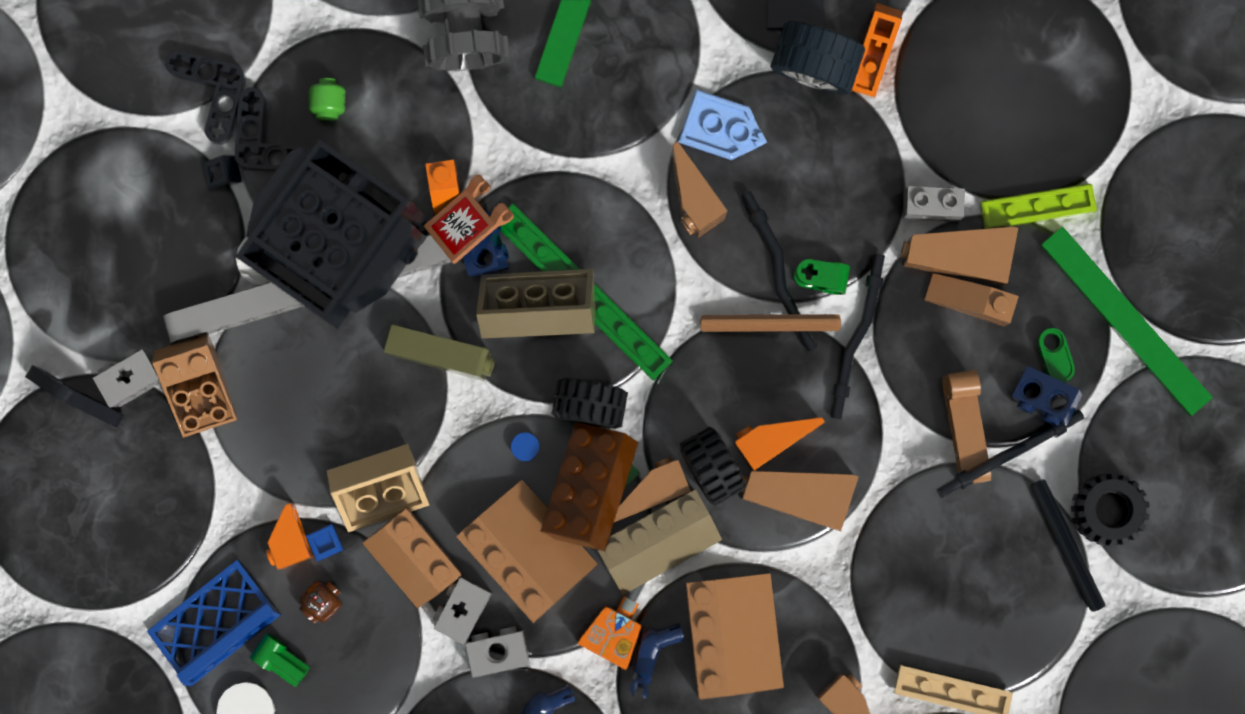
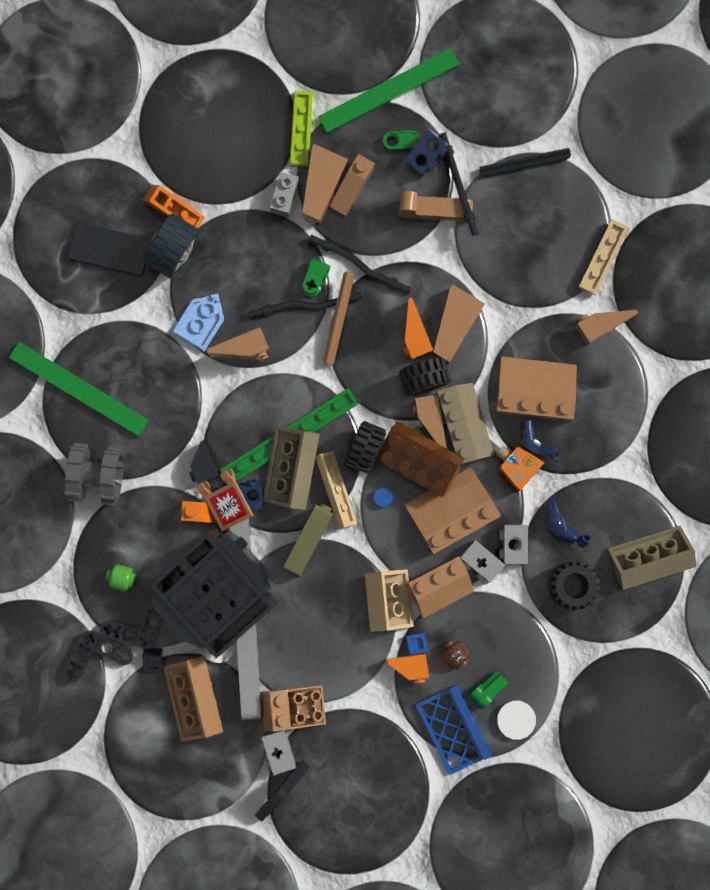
camera: 80 degrees left, 0 degrees up
(178, 241) = (193, 699): none -> medium nougat slope
(513, 178) = (203, 465): none -> black slope
(520, 376) = (336, 490): none -> tan plate
(1133, 504) = (513, 115): black tyre -> none

